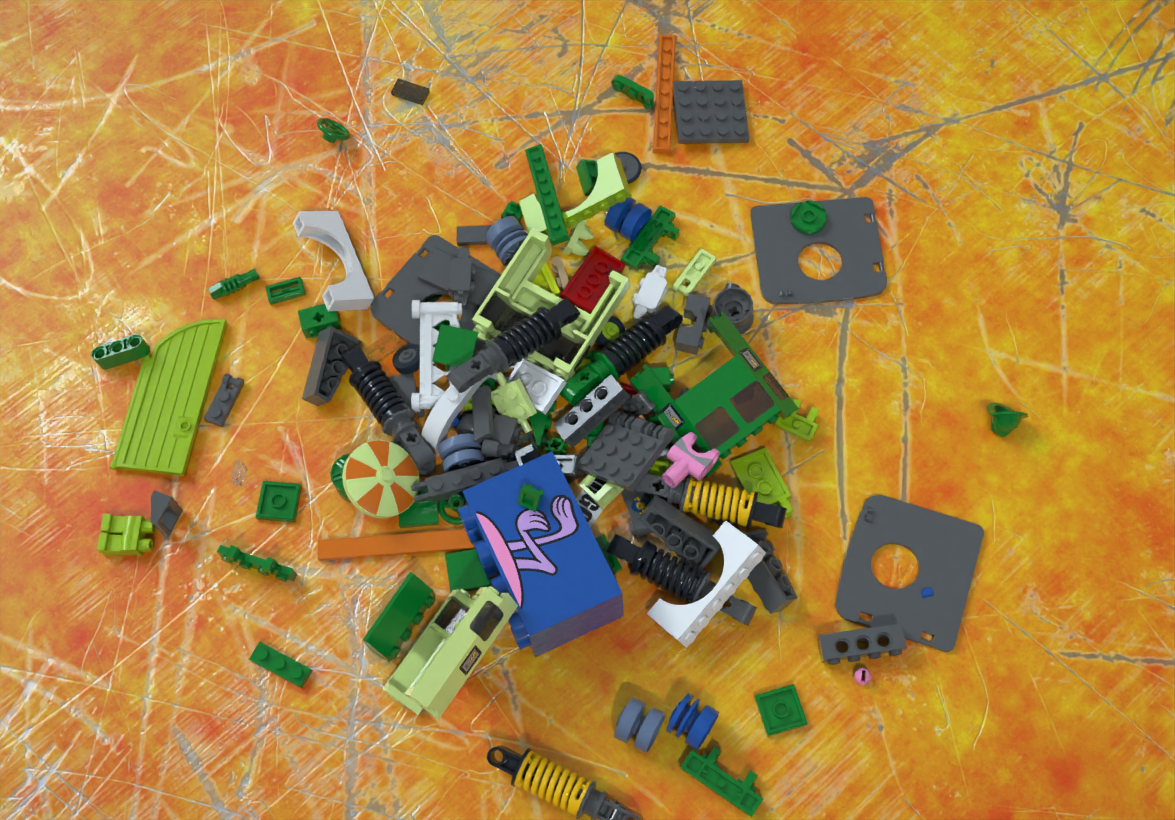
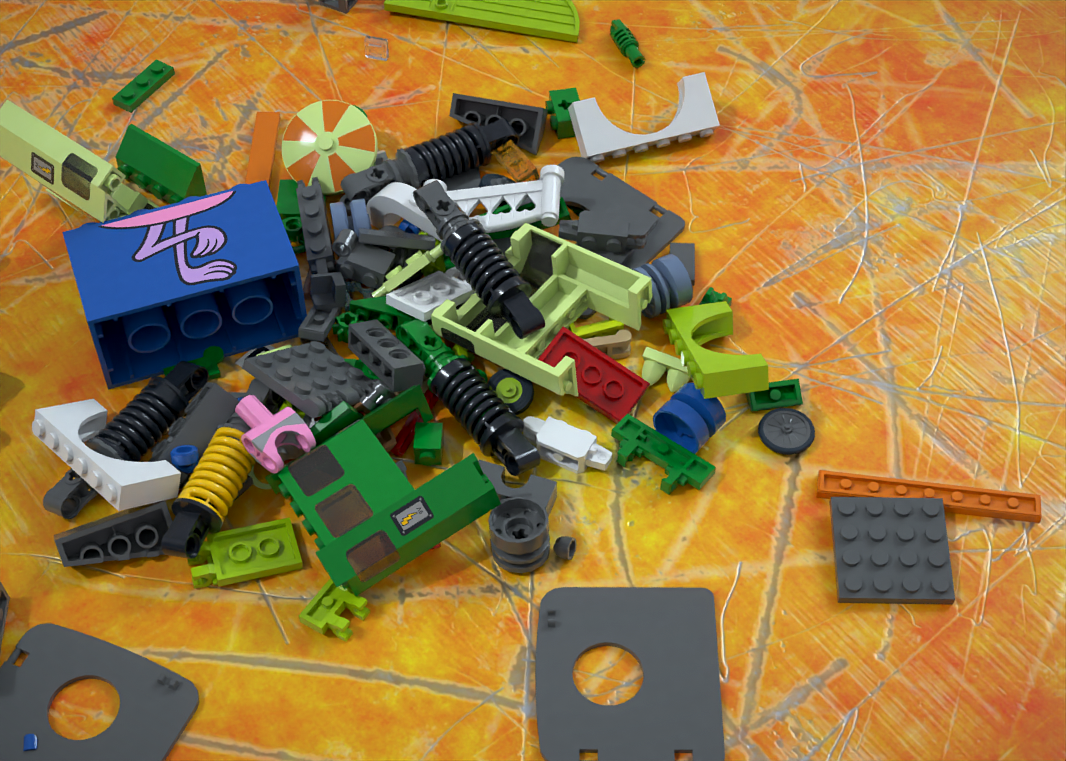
camera: 90 degrees right, 15 degrees down
(224, 400) = (473, 39): dark grey plate -> none
(249, 561) = (257, 68): green hinge -> none
(278, 501) = (337, 83): green tile -> none
(285, 293) = (617, 100): green tile -> none
(333, 130) = (843, 124): green piece -> none
(410, 91) = (918, 206): clear smoke tile -> none
(454, 345) = (498, 212): green tile -> none
(530, 497) = (236, 230): green tile -> none
(547, 195) = (727, 321): green tile -> none
(633, 91) = (924, 451): green plate -> none
(694, 272) = (599, 503): yellowish green plate -> none
(705, 524) = (184, 456): none -> blue tile
(808, 217) = (686, 663): green tile -> none

